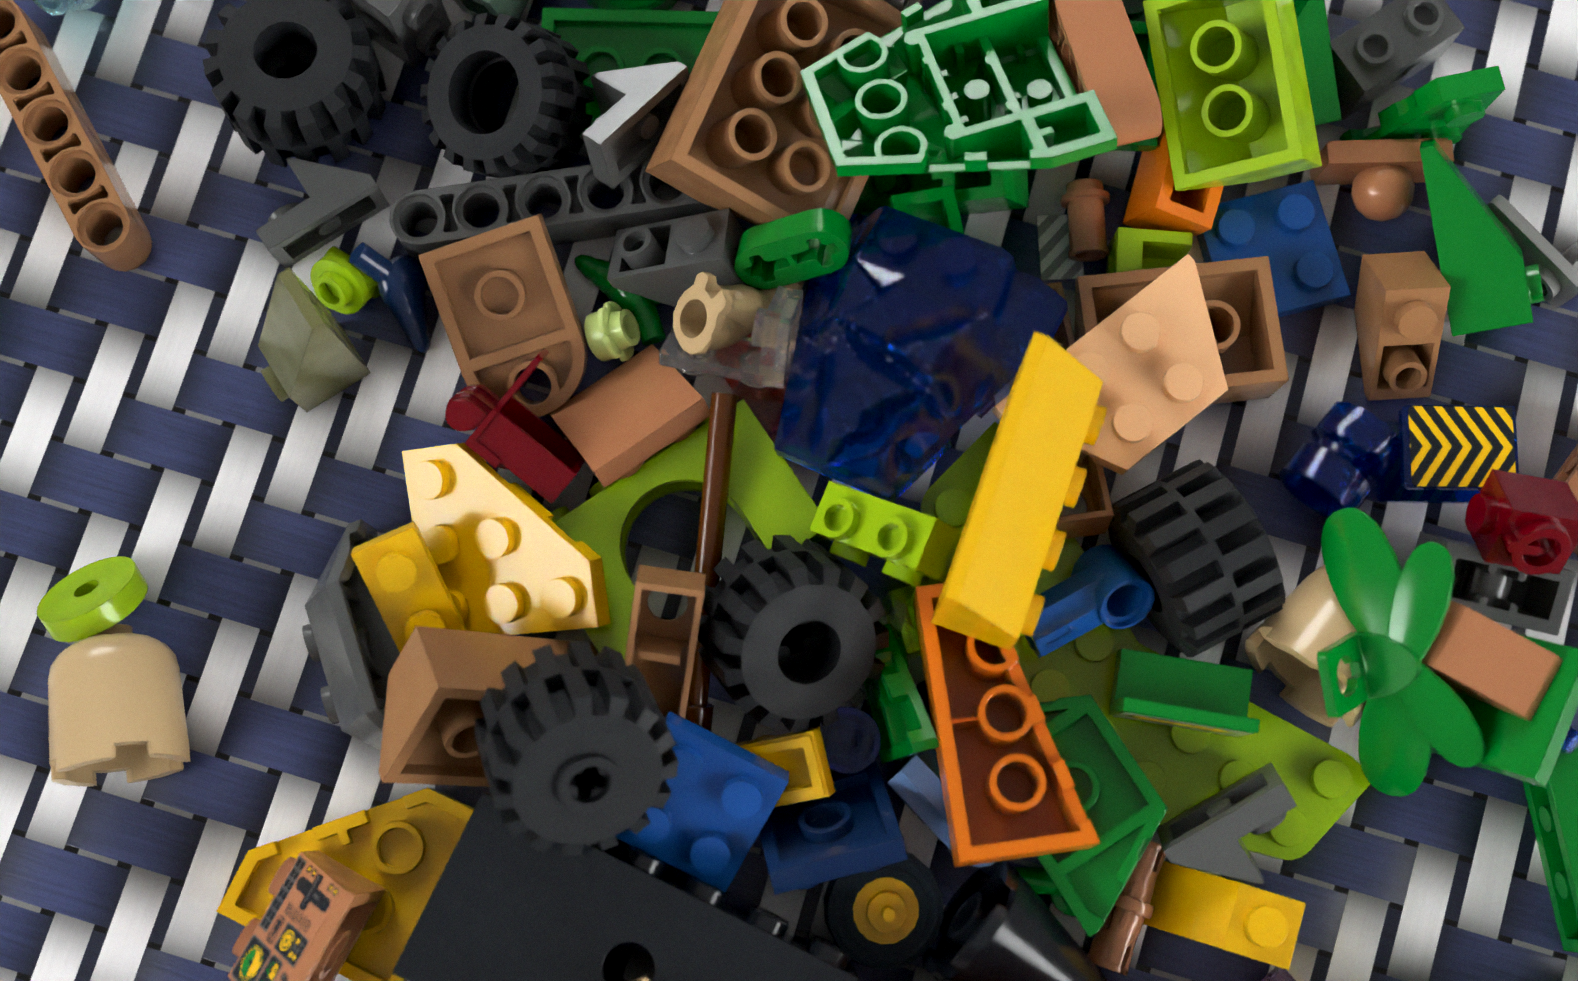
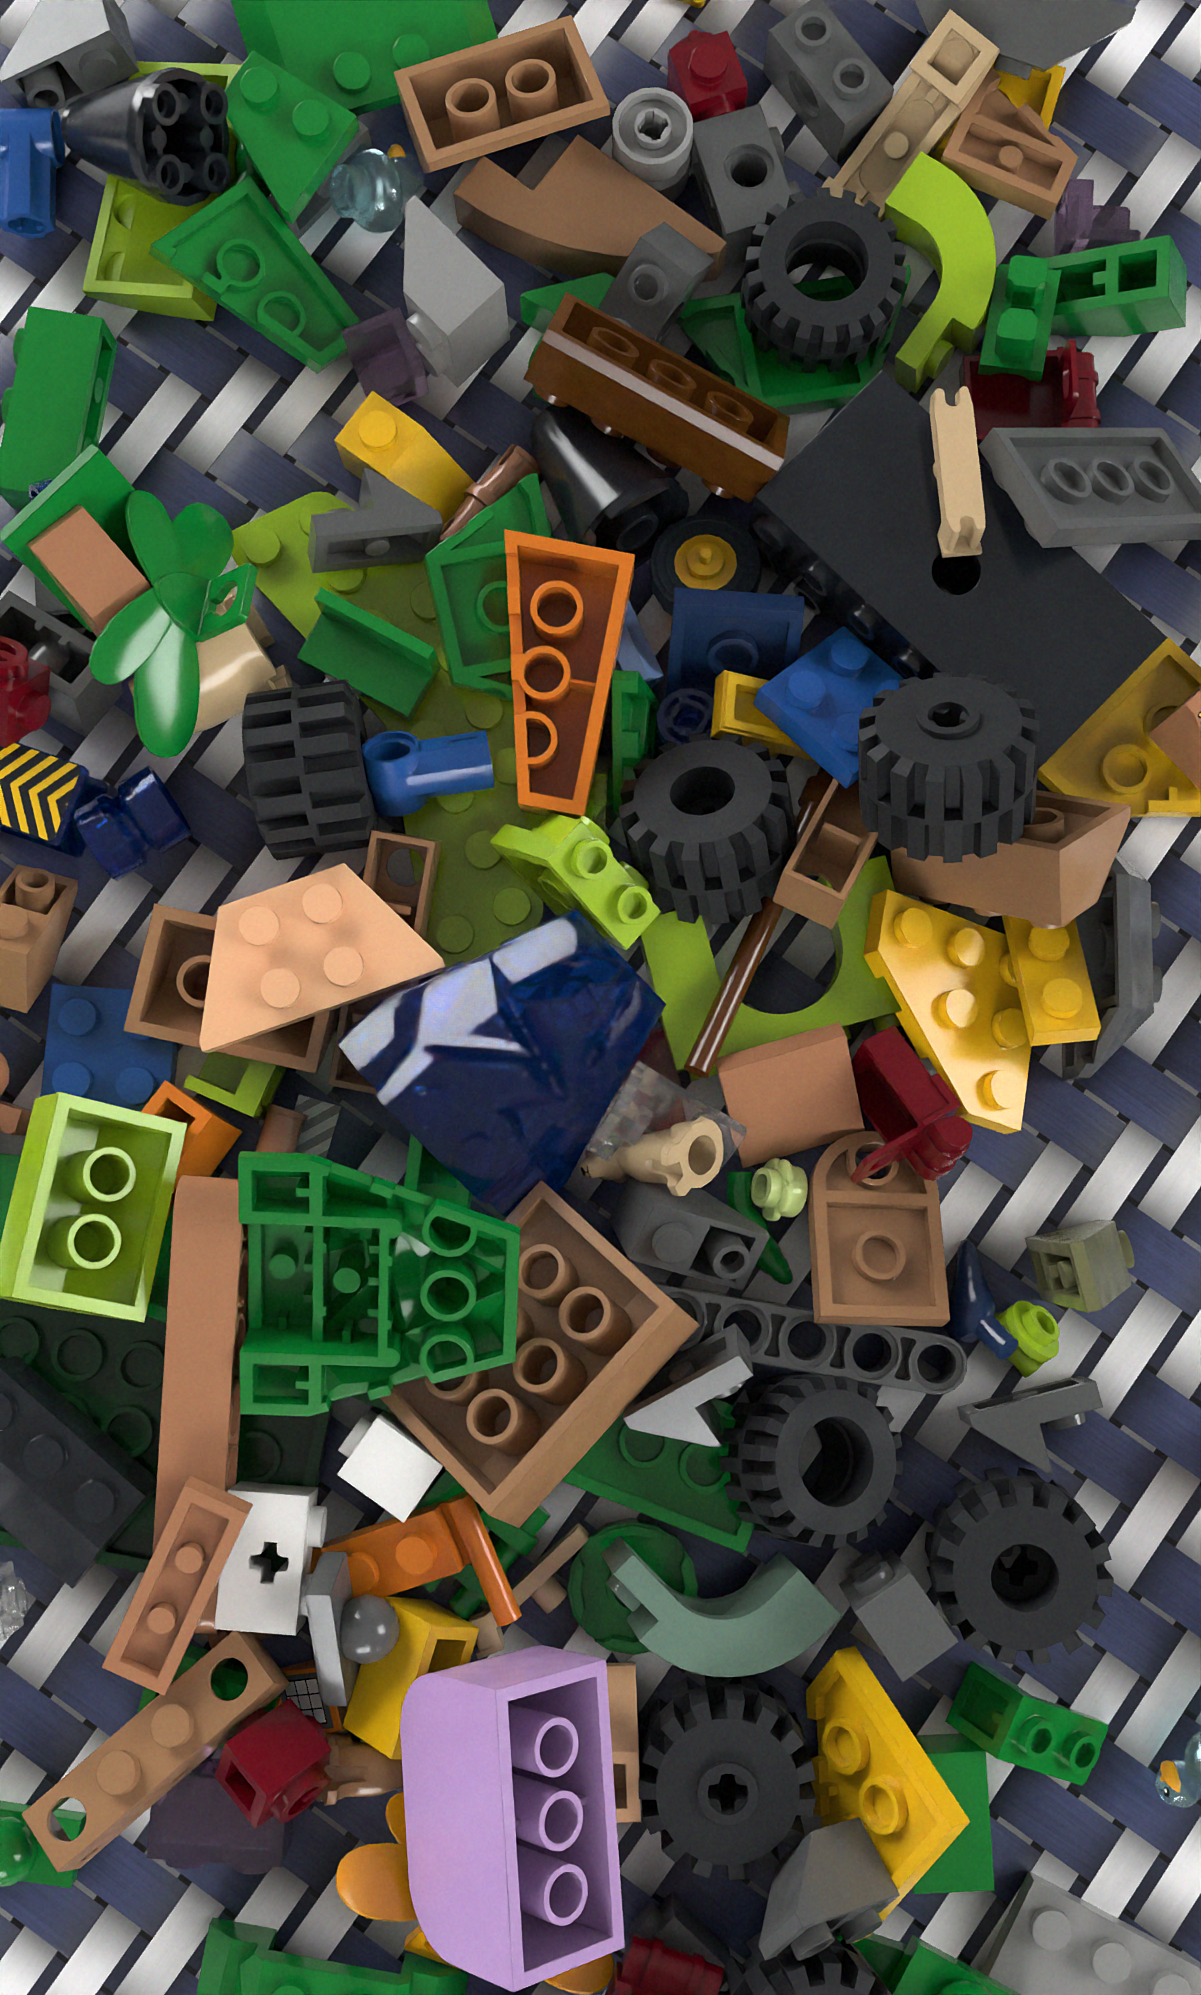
camera: 160 degrees left, 5 degrees up
(793, 248) = (581, 1191): green beam -> none
(1021, 496) = (462, 850): yellow slope -> none

